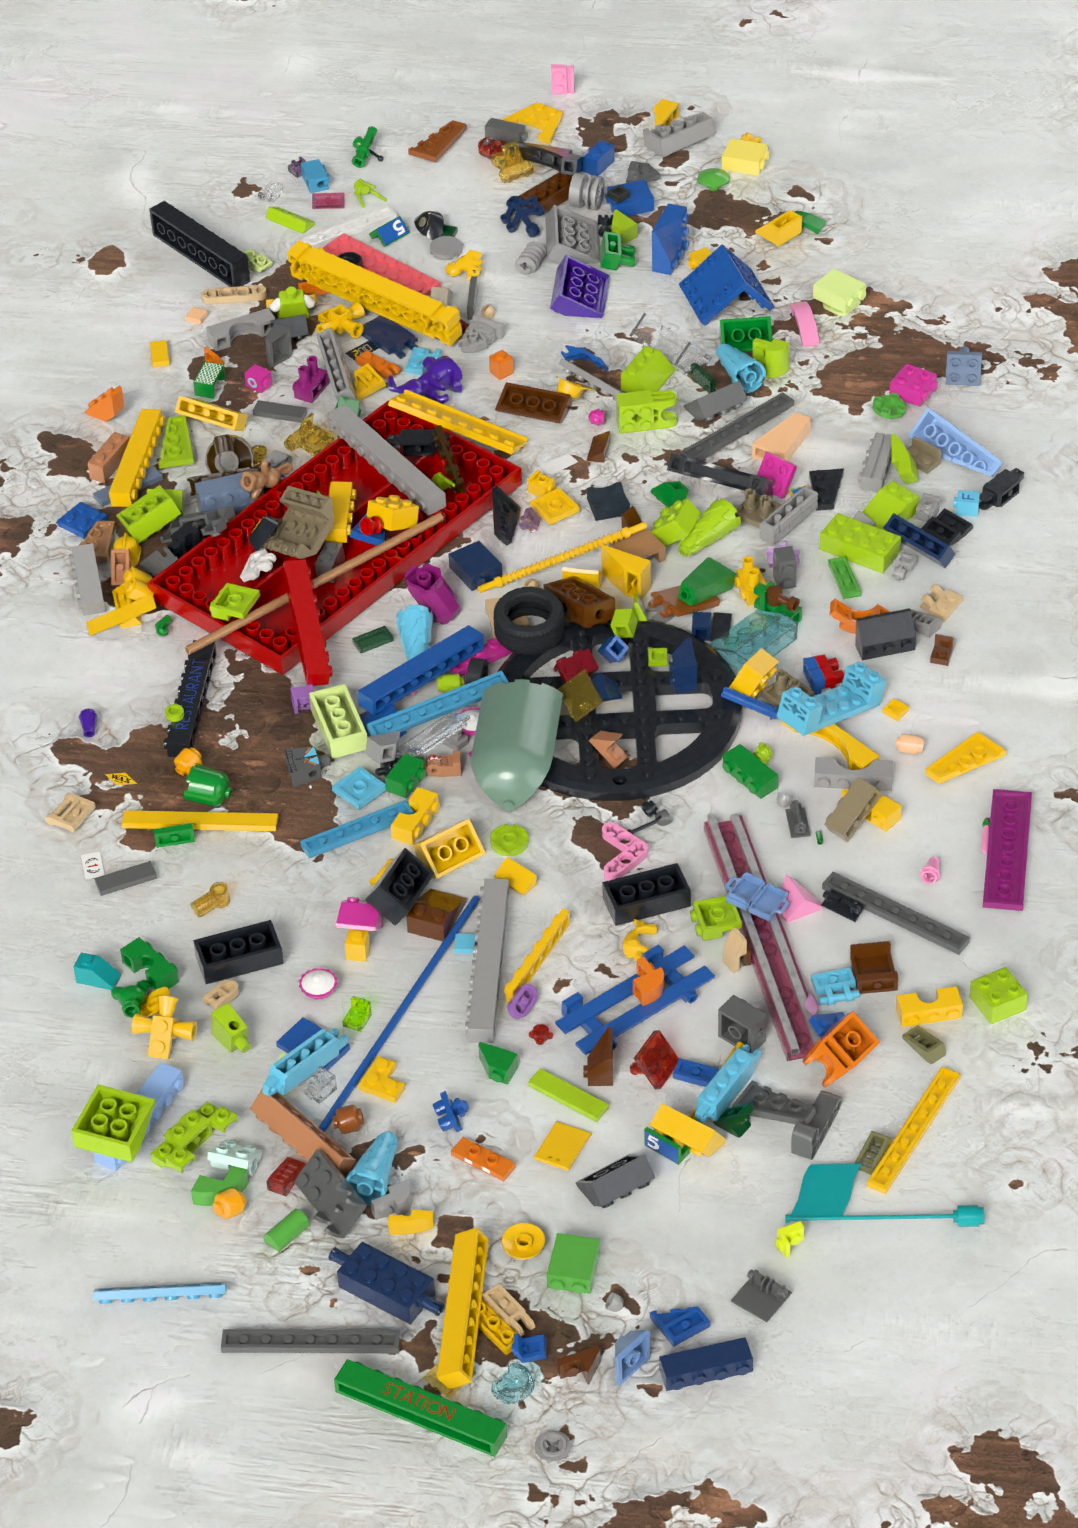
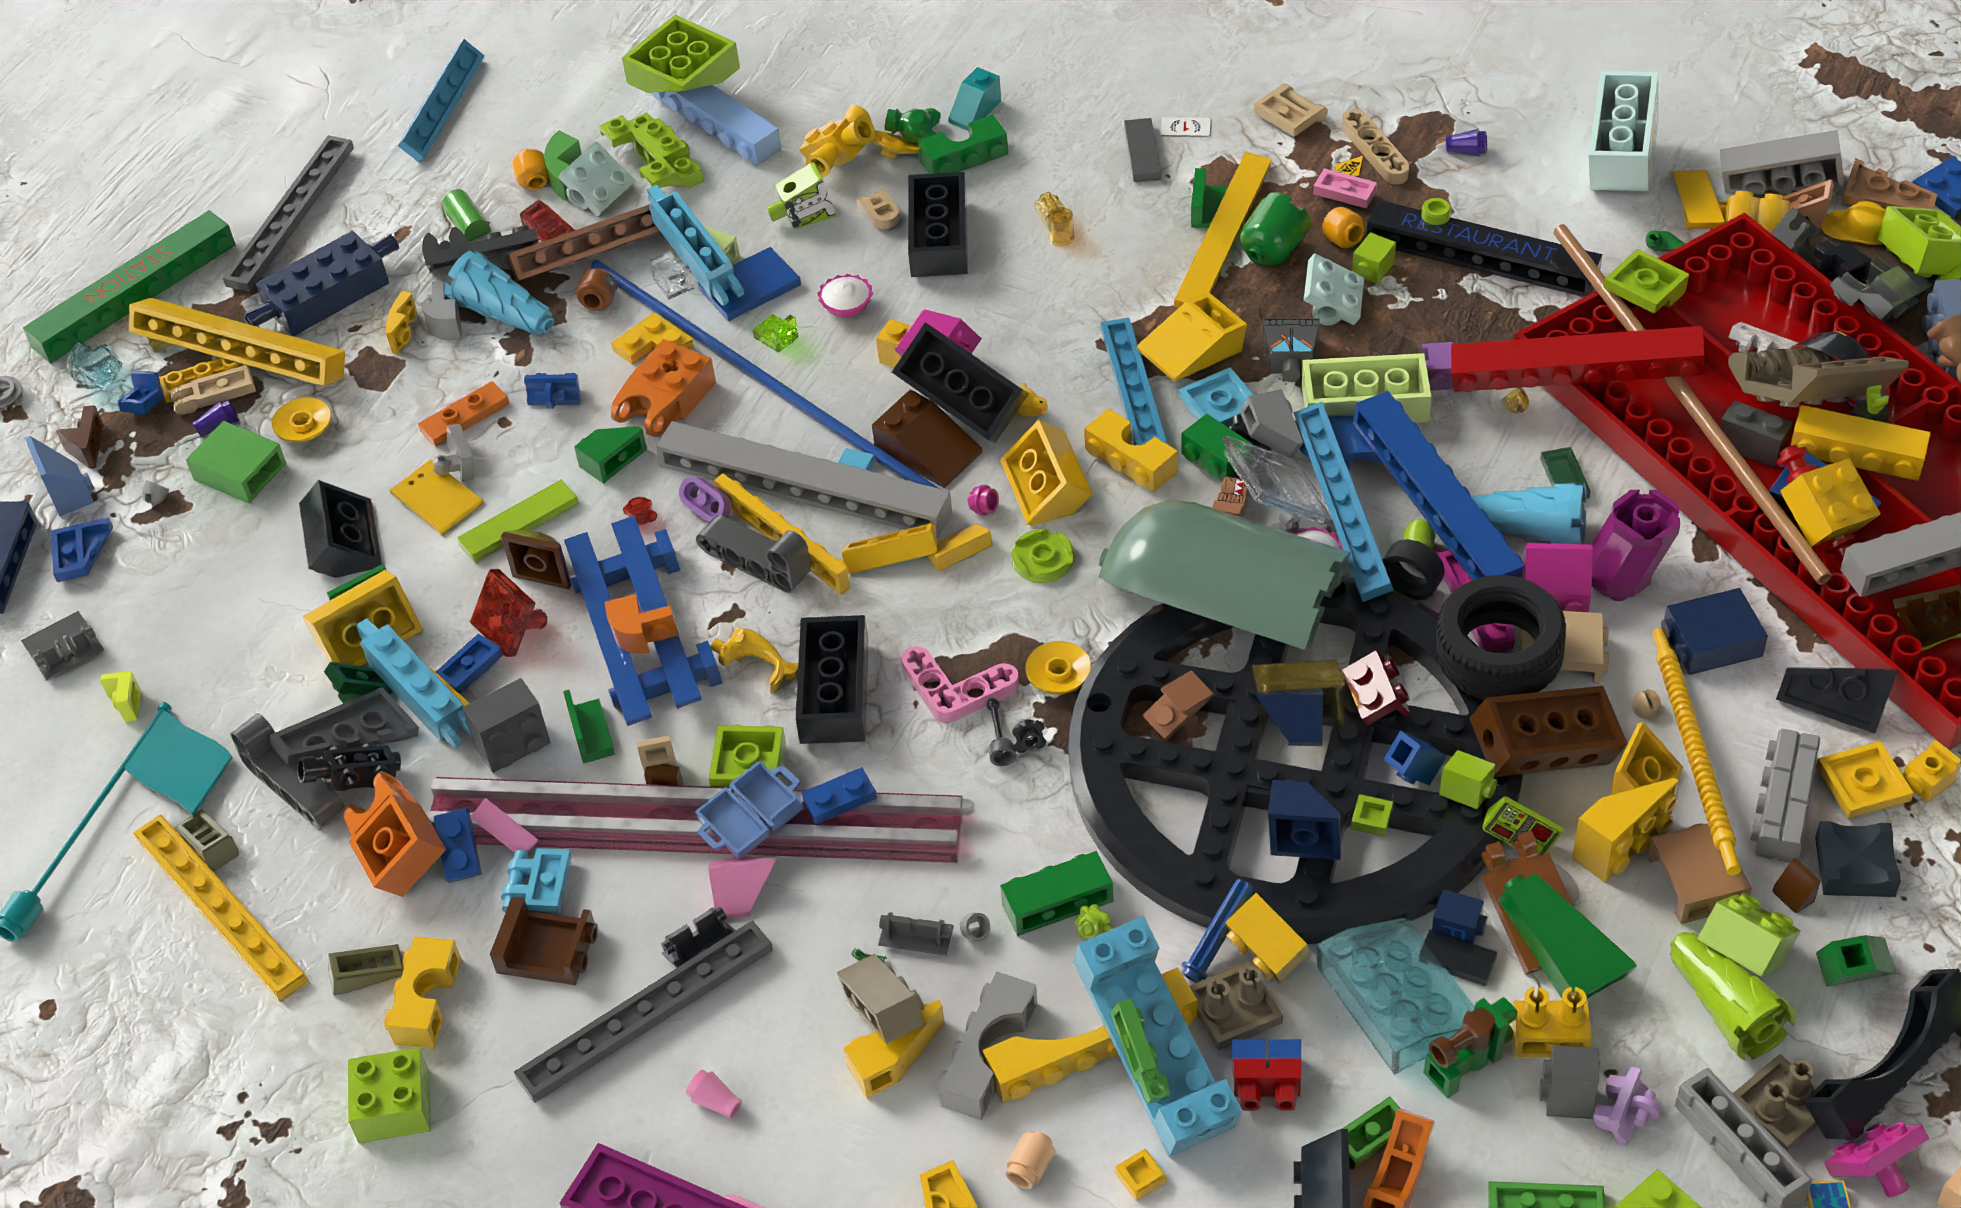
camera: 110 degrees right, 5 degrees up
(79, 778) = (1370, 148): none -> tan beam
(87, 639) = (1624, 131): none -> light aqua brick
(146, 770) = (1345, 188): none -> bright pink plate
(213, 743) = (1374, 258): none -> lime brick
(257, 751) = (1333, 291): none -> light aqua plate
(314, 802) = (1194, 337): none -> yellow slope
(434, 1050) = (664, 387): none -> orange brick
(464, 615) = (1562, 572): none -> dark pink slope
(478, 872) = (983, 500): none -> dark pink plate
(525, 1140) = (460, 458): none -> light grey piece
(530, 520) = (1830, 730): tile -> none
(530, 902) = (890, 548): none -> yellow slope
(536, 1294) = (214, 417): none -> dark purple cone
(560, 959) = (775, 563): none -> dark grey beam
(574, 528) = (1787, 795): none -> light grey brick
(597, 806) = (1056, 658): none -> yellow dish
(710, 1004) = (589, 729): none -> green panel
(729, 863) = (838, 795): none -> blue plate
(802, 1087) = (352, 769): none -> black brick
(838, 633) = (1370, 1132): none -> bright green brick
(844, 699) = (1139, 1053): none -> bright green hinge

